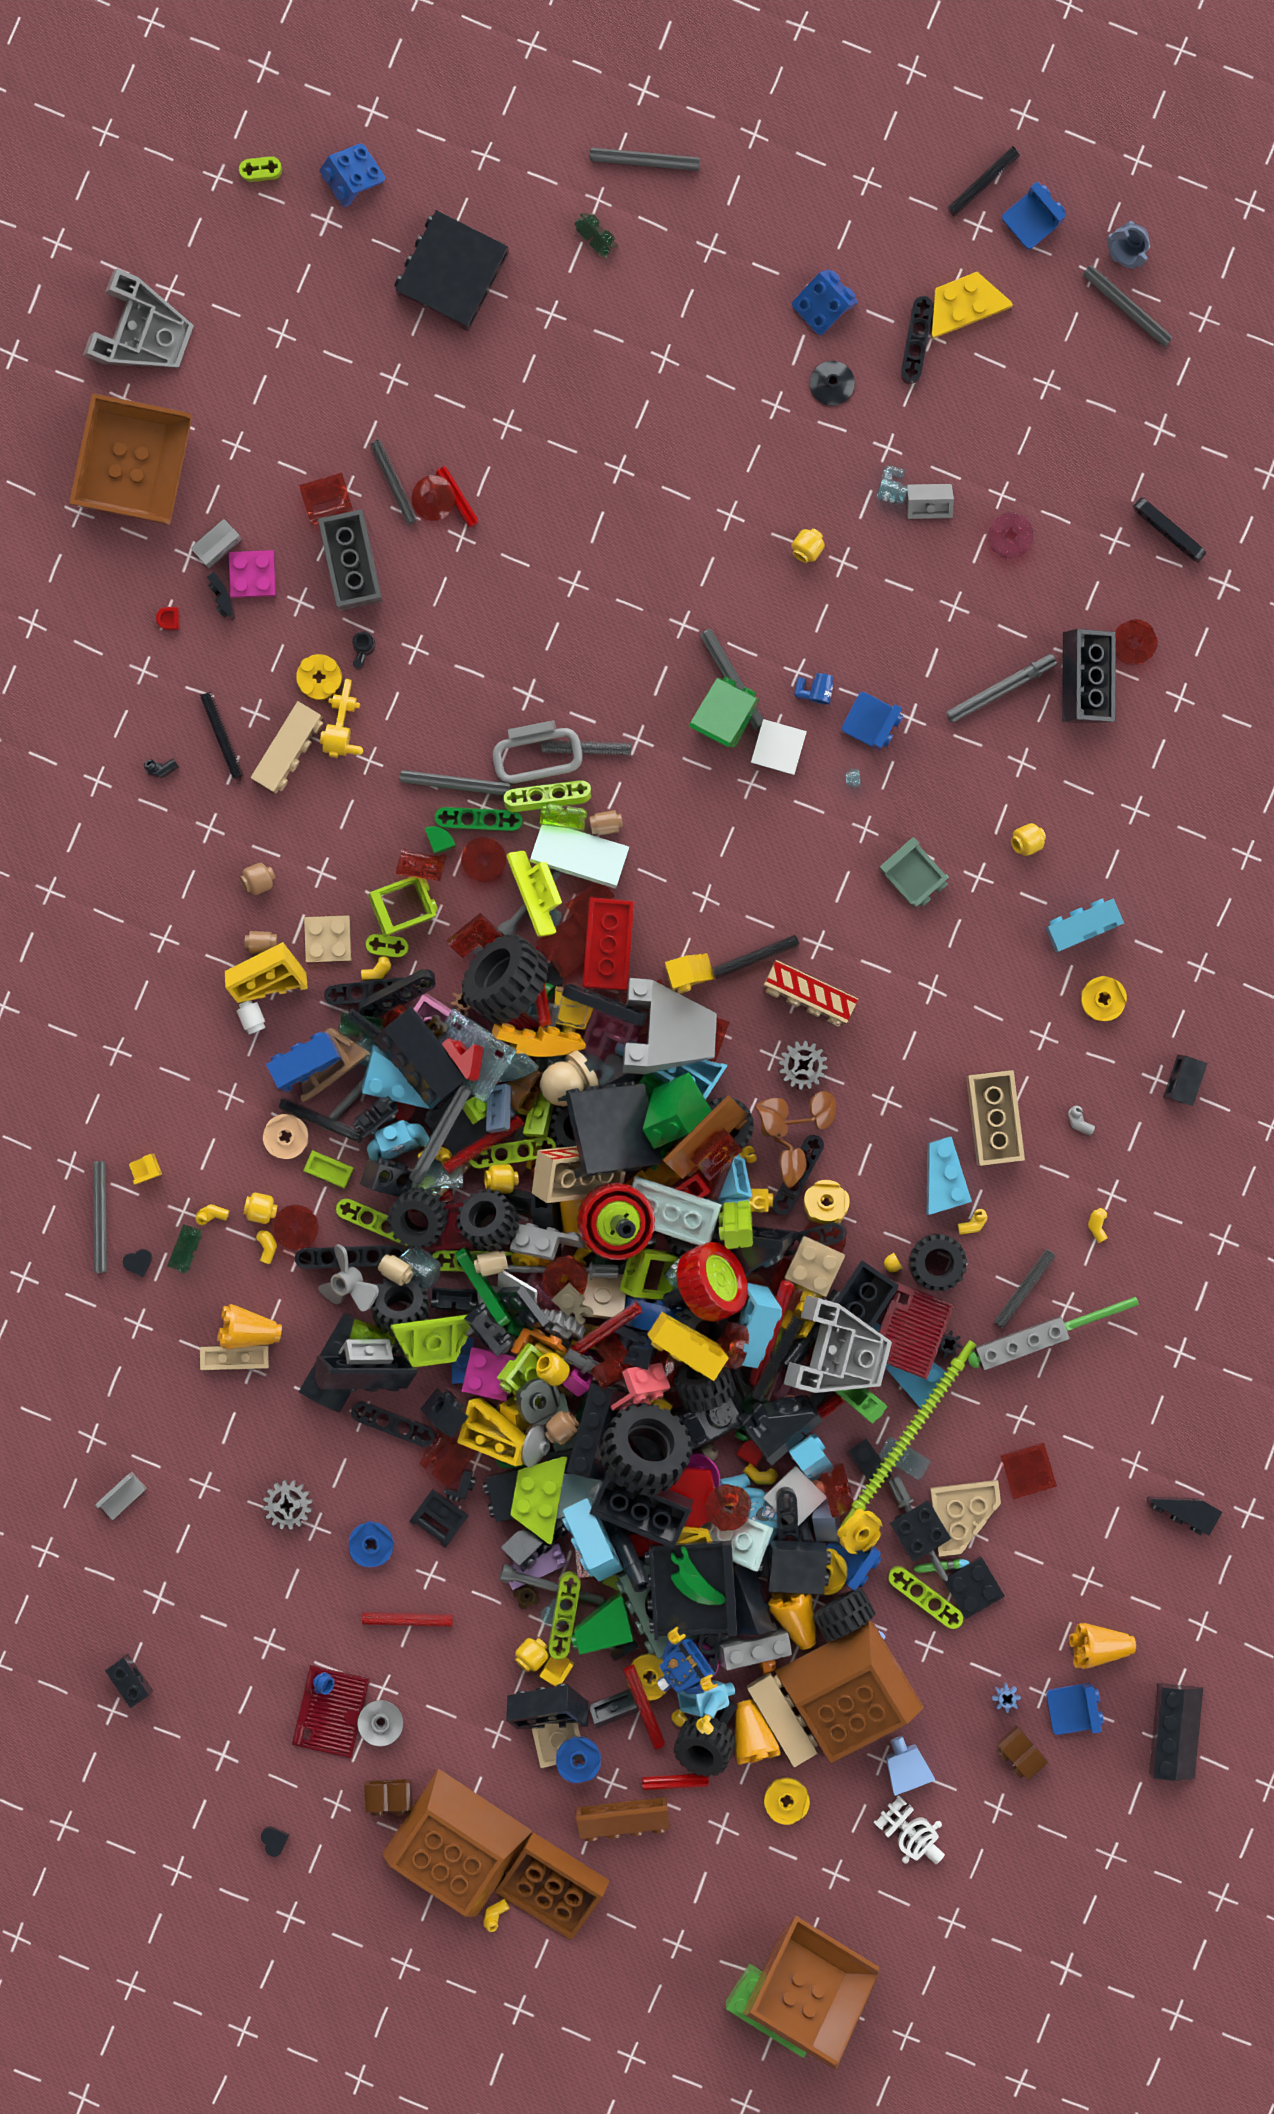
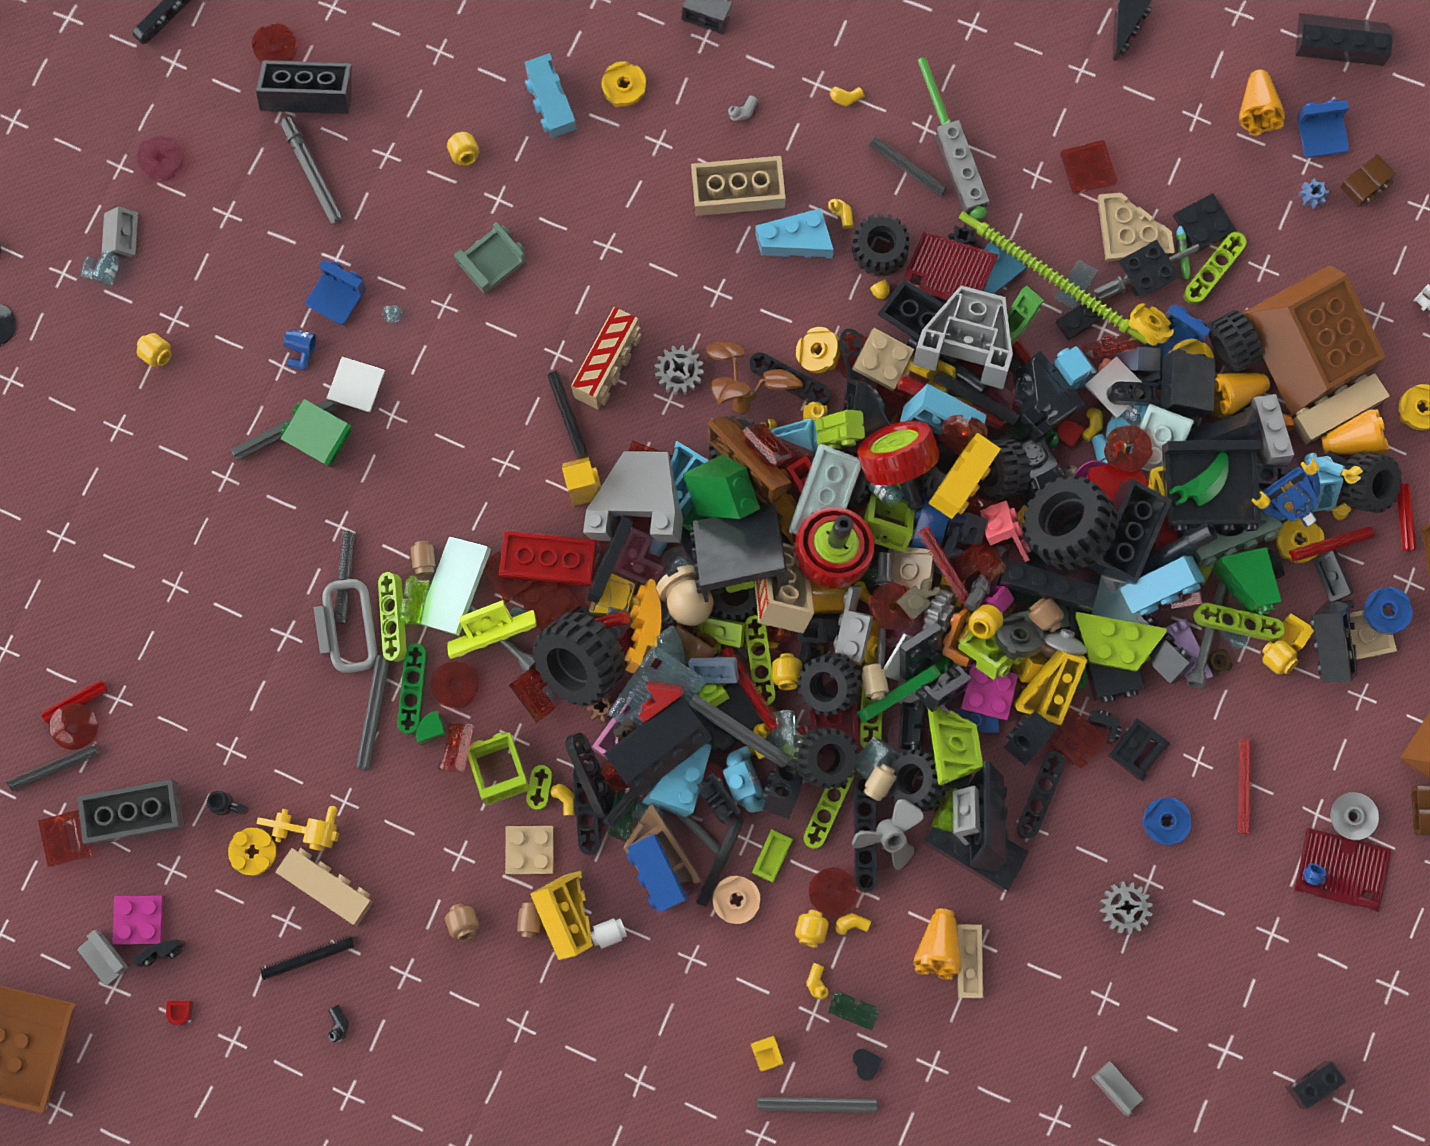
camera: 85 degrees left, 10 degrees down
(907, 1767) = (1386, 289): light blue torso -> none

